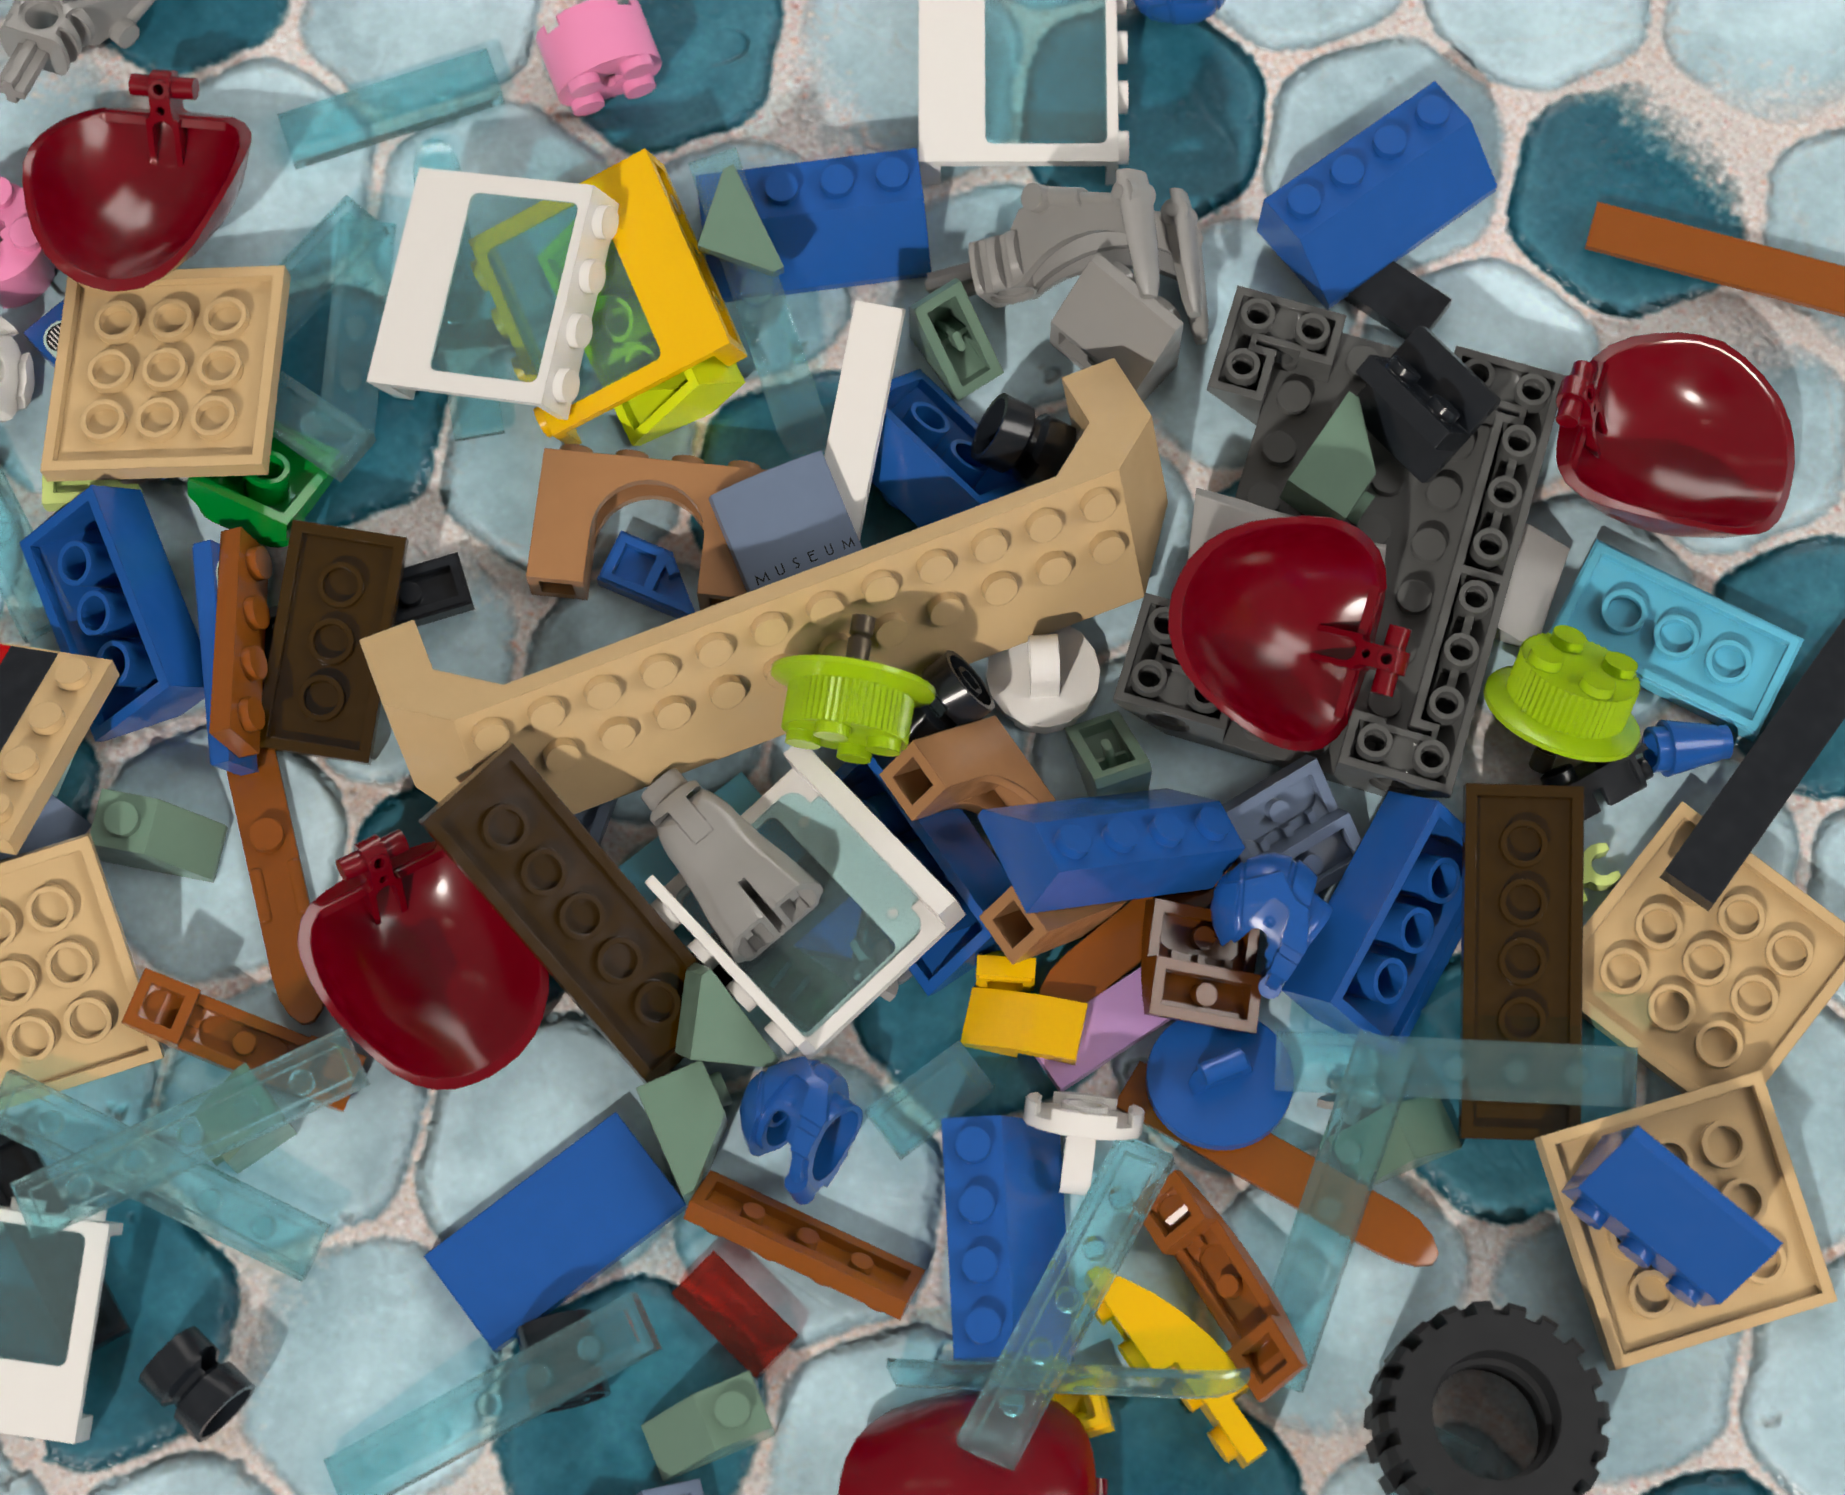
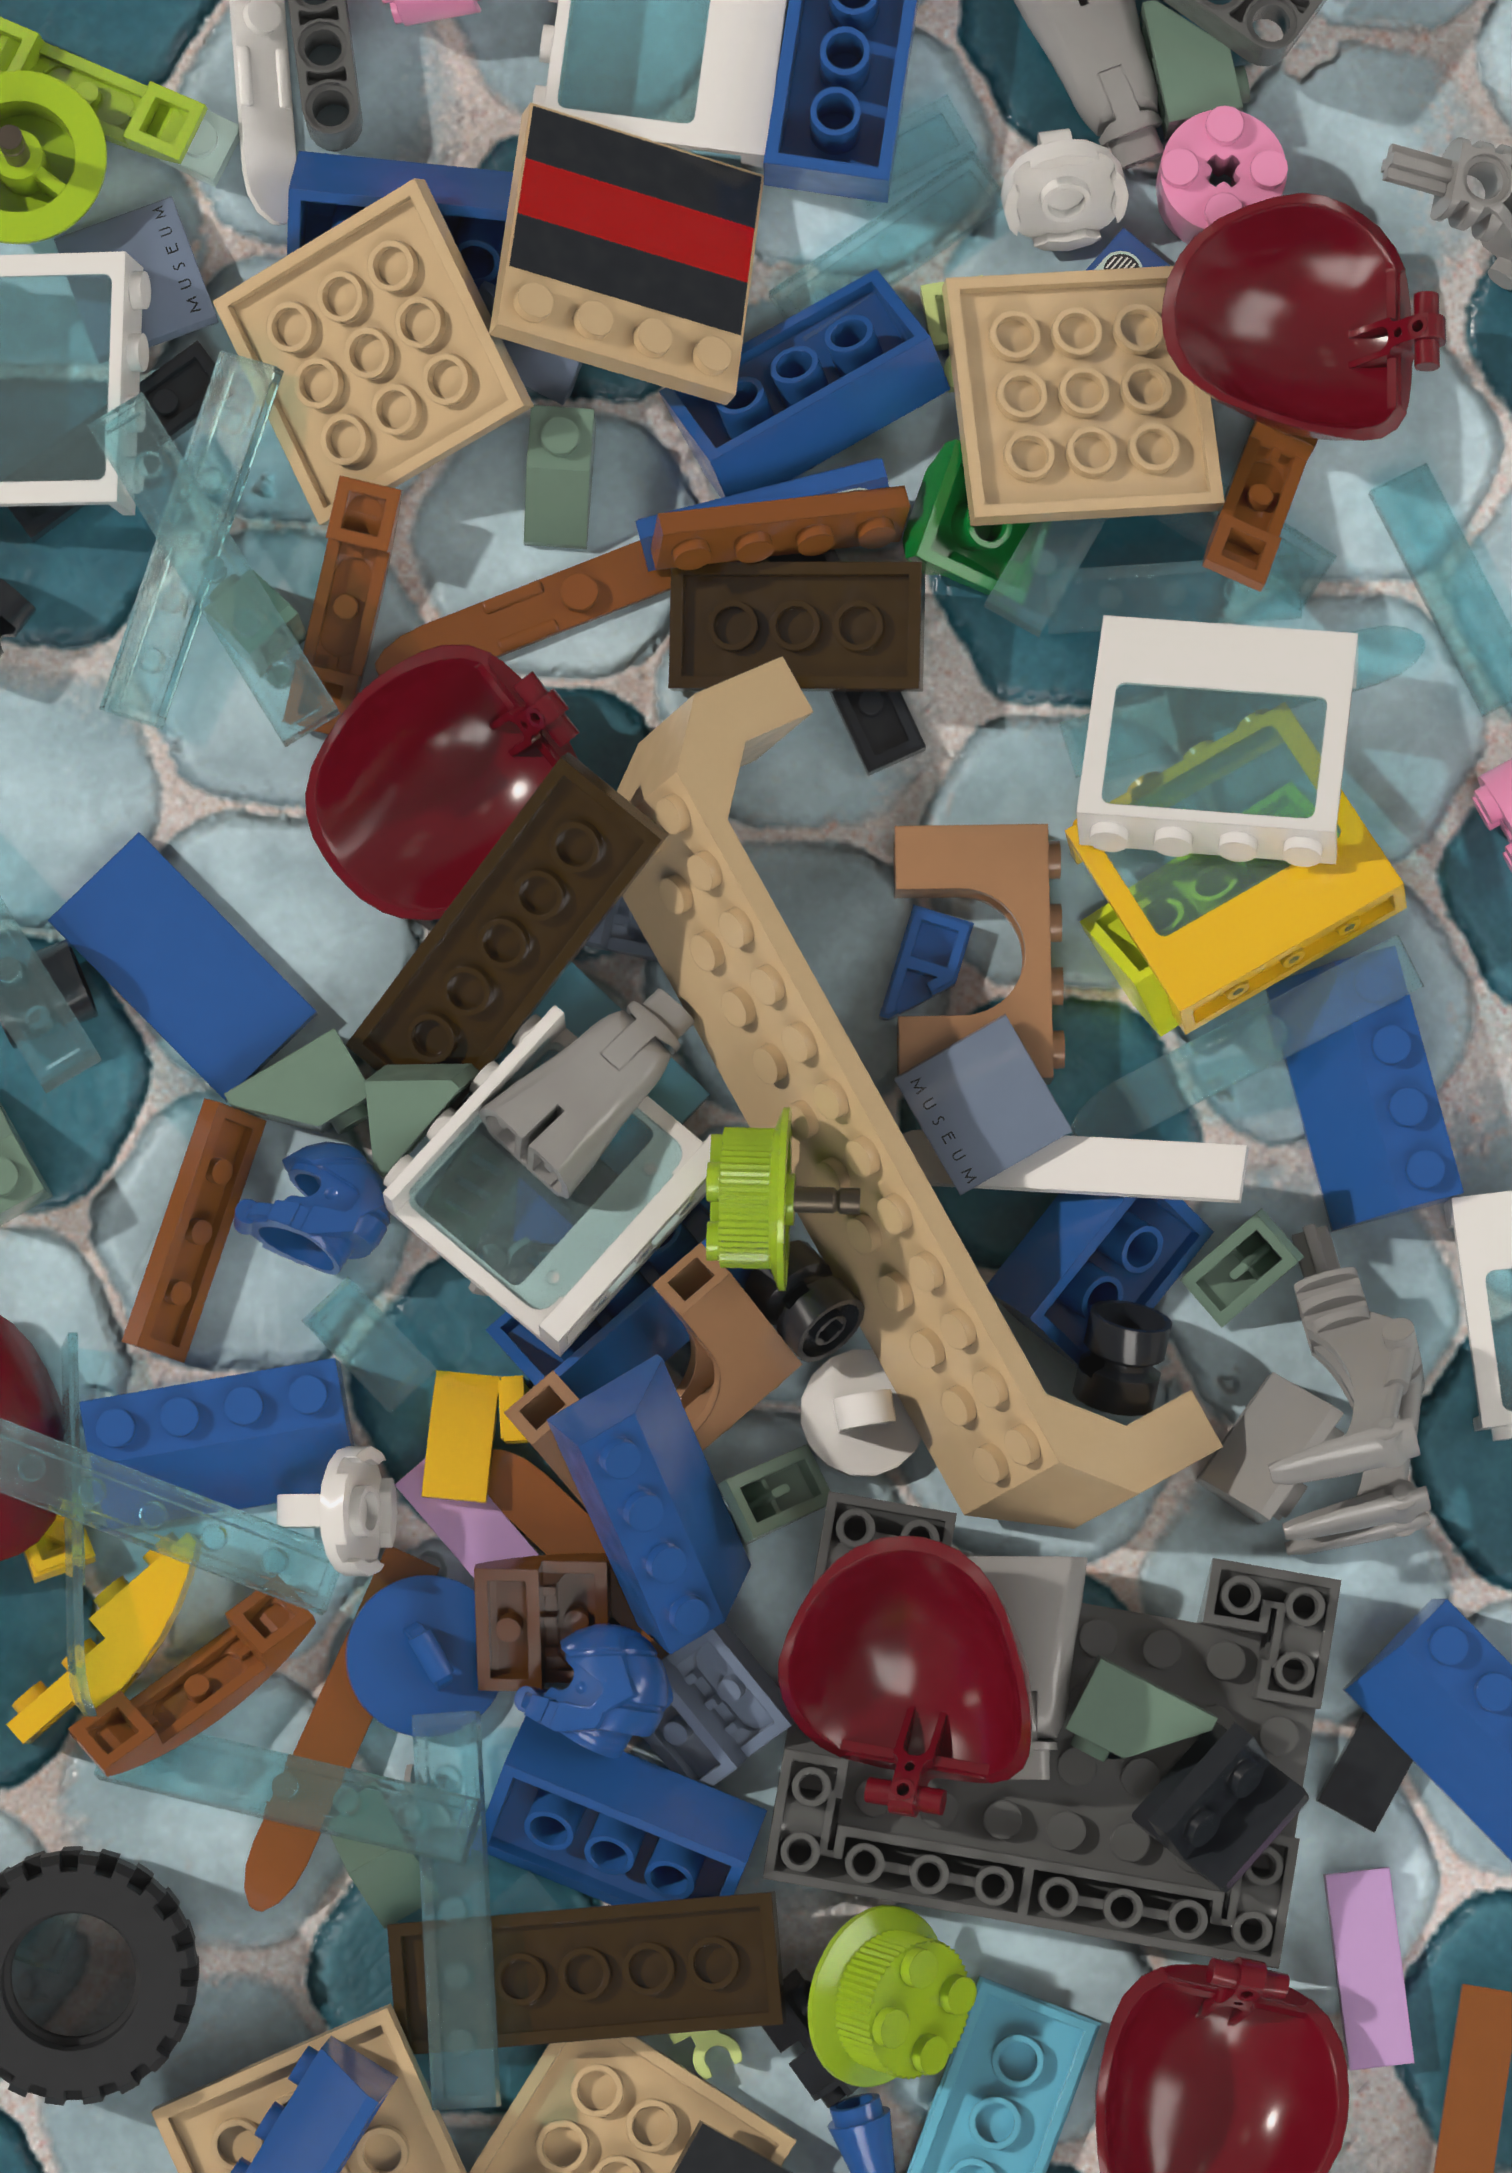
camera: 80 degrees right, 10 degrees up
(306, 250) = (1257, 505): none -> dark orange slope
(735, 229) = (1318, 1002): sand green slope -> none
(735, 1315) = (115, 1167): clear red plate -> none
(1531, 586) = (1033, 1953): light grey slope -> none
(1563, 318) = (1368, 1968): none -> lavender tile

